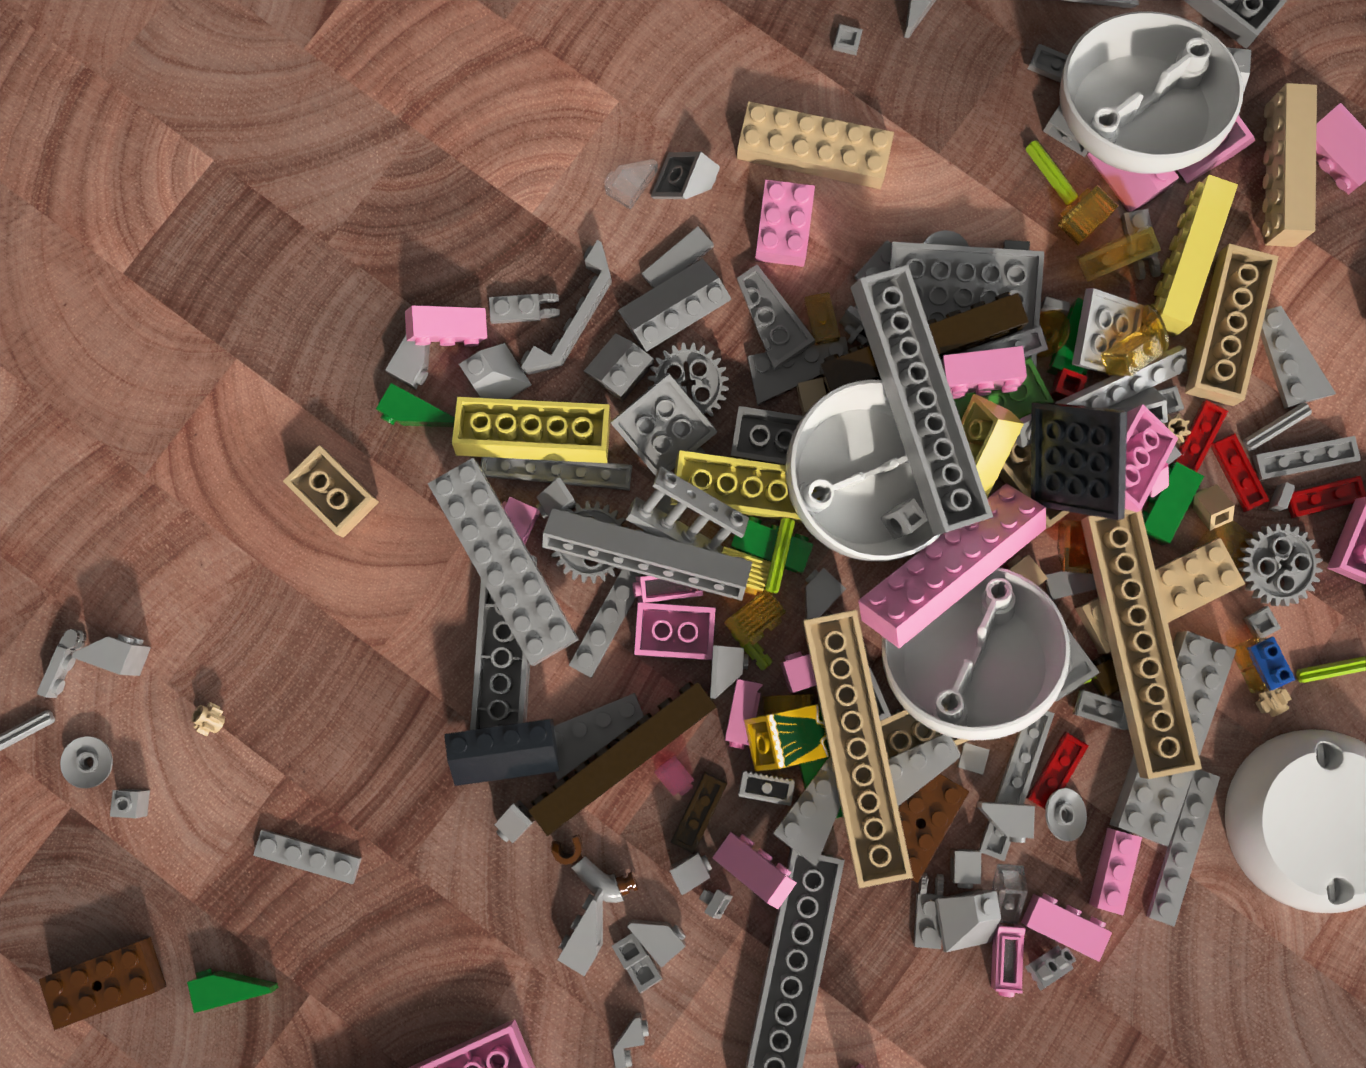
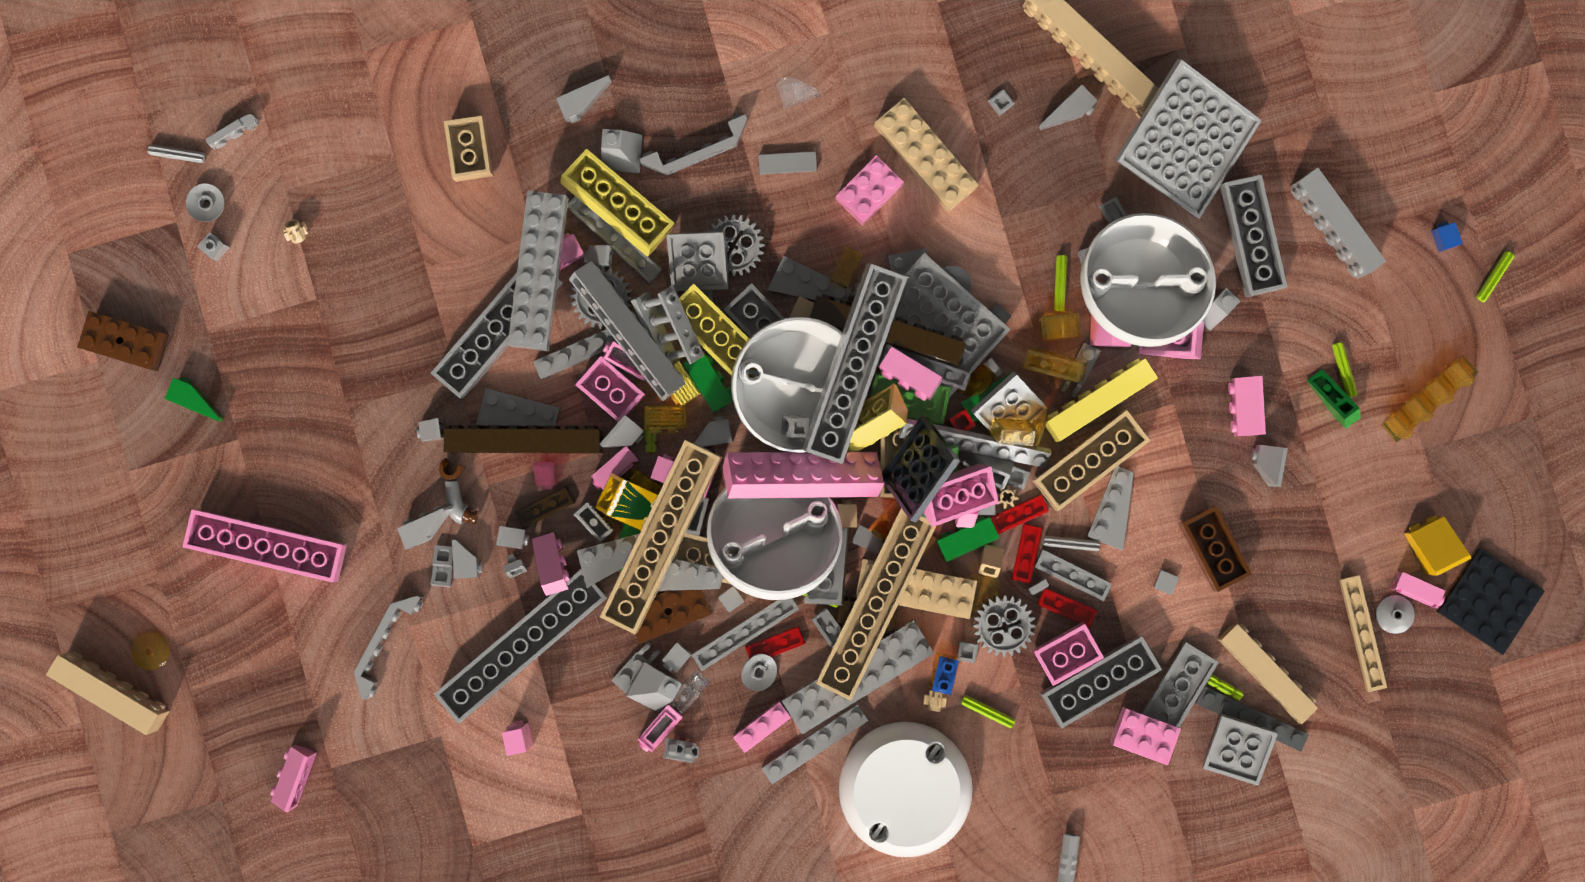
camera: 30 degrees right, 5 degrees up
(116, 654) = (270, 153): light grey slope -> none
(307, 856) = (295, 357): light grey plate -> none
(410, 410) = (552, 132): green slope -> none
(445, 325) = (612, 98): bright pink brick -> none
(502, 752) = (454, 383): black slope -> none
(521, 308) = (668, 120): light grey hinge -> none
(619, 366) = (700, 203): light grey slope -> none
(674, 305) = (762, 190): light grey slope -> none
(685, 176) = (830, 114): light grey slope -> none
(775, 321) = (815, 251): light grey wing -> none
(780, 555) = (707, 391): lime axle -> none
(1010, 819) = (722, 648): light grey slope -> none
(1067, 926) = (709, 736): bright pink brick -> none
(1290, 165) = (1206, 390): tan brick -> none

